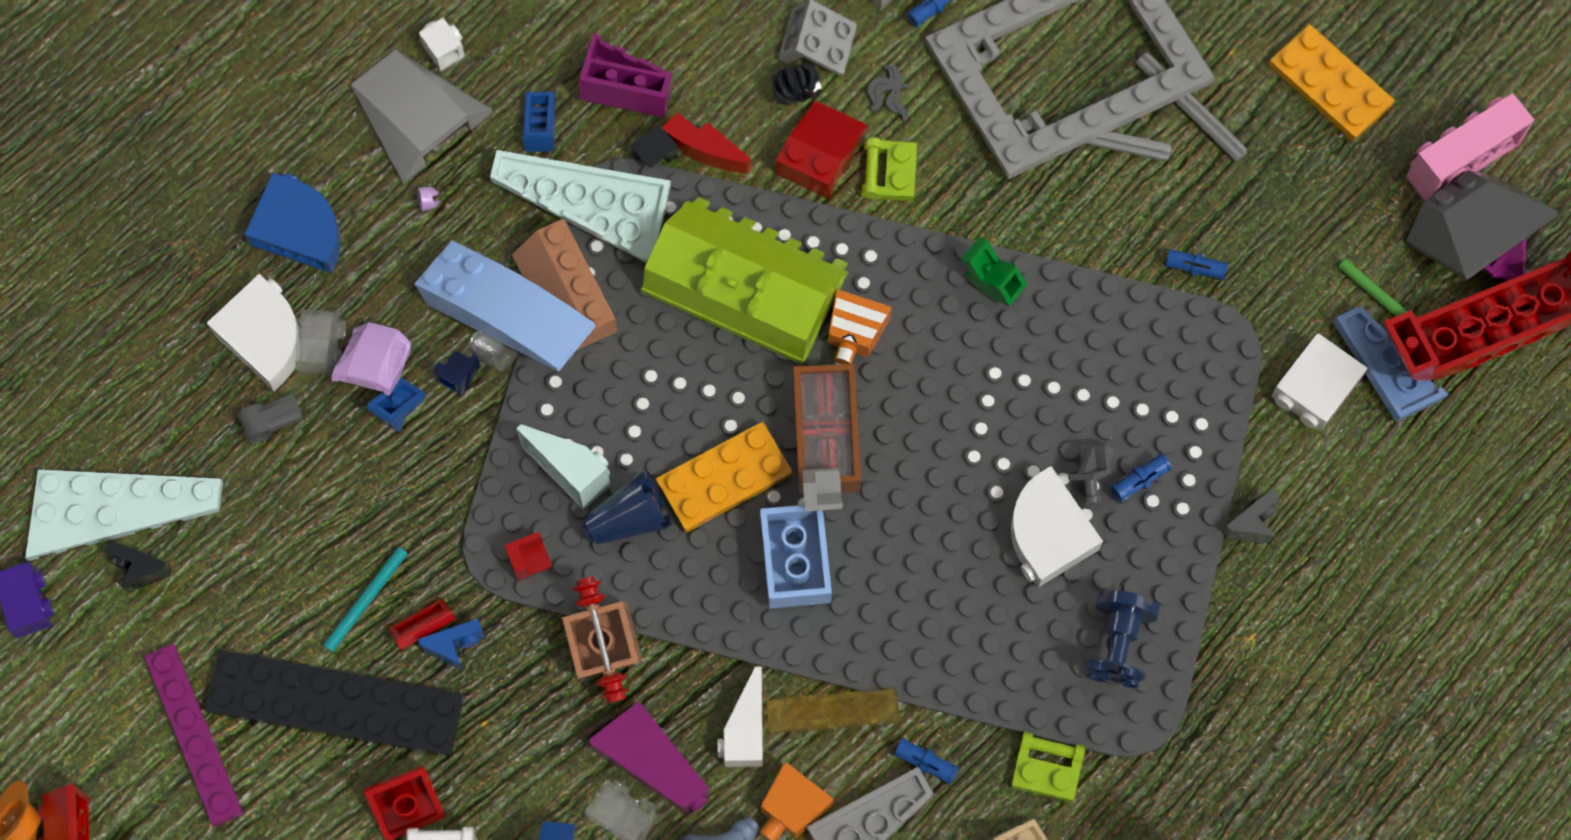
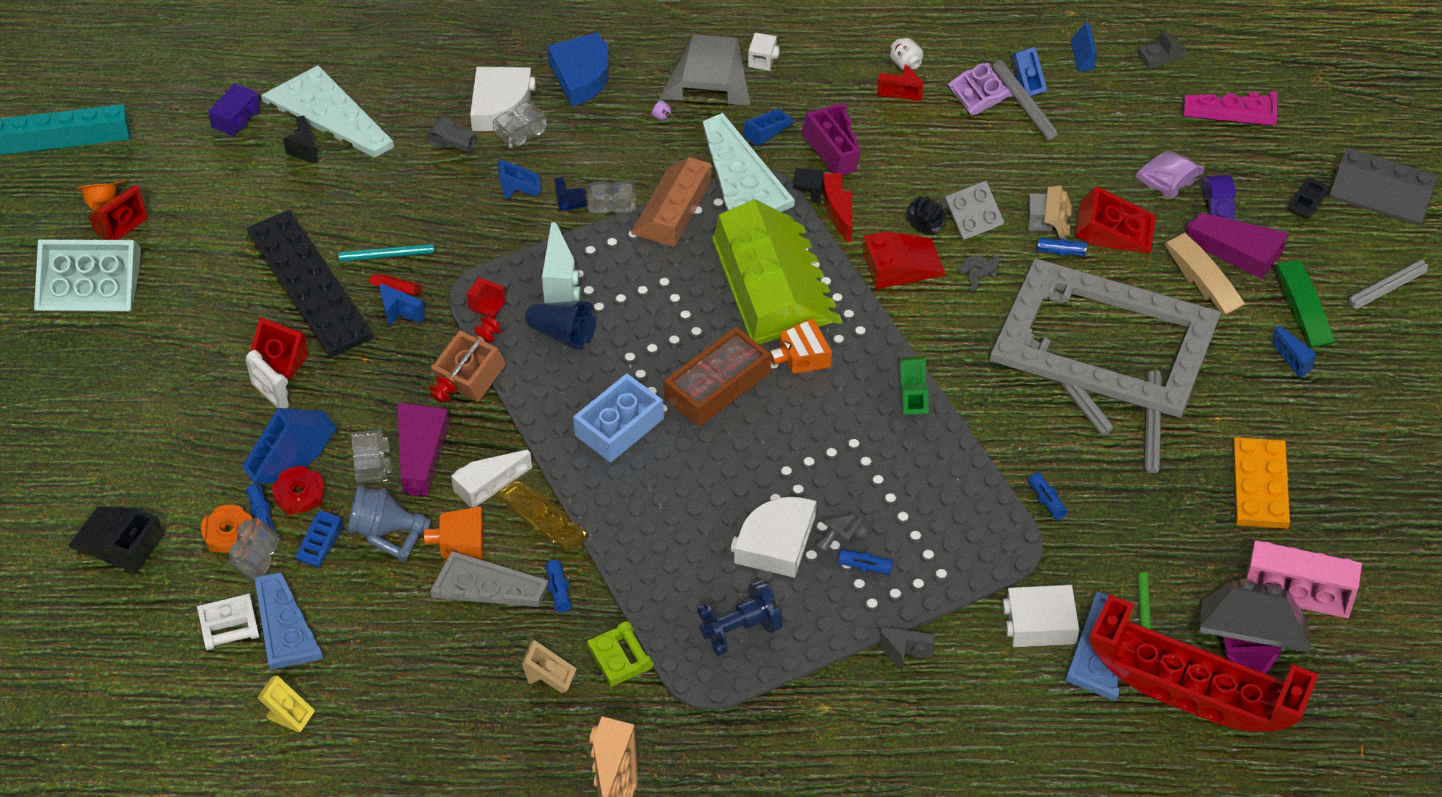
camera: 50 degrees right, 20 degrees down
(194, 735) = (227, 236): magenta plate -> none
(373, 358) = (535, 150): lavender slope -> none
(503, 305) = (626, 173): light blue slope -> none
(724, 477) = (634, 354): light orange plate -> none
(822, 489) = (669, 389): light grey panel -> none
(899, 170) = (932, 308): lime plate -> none

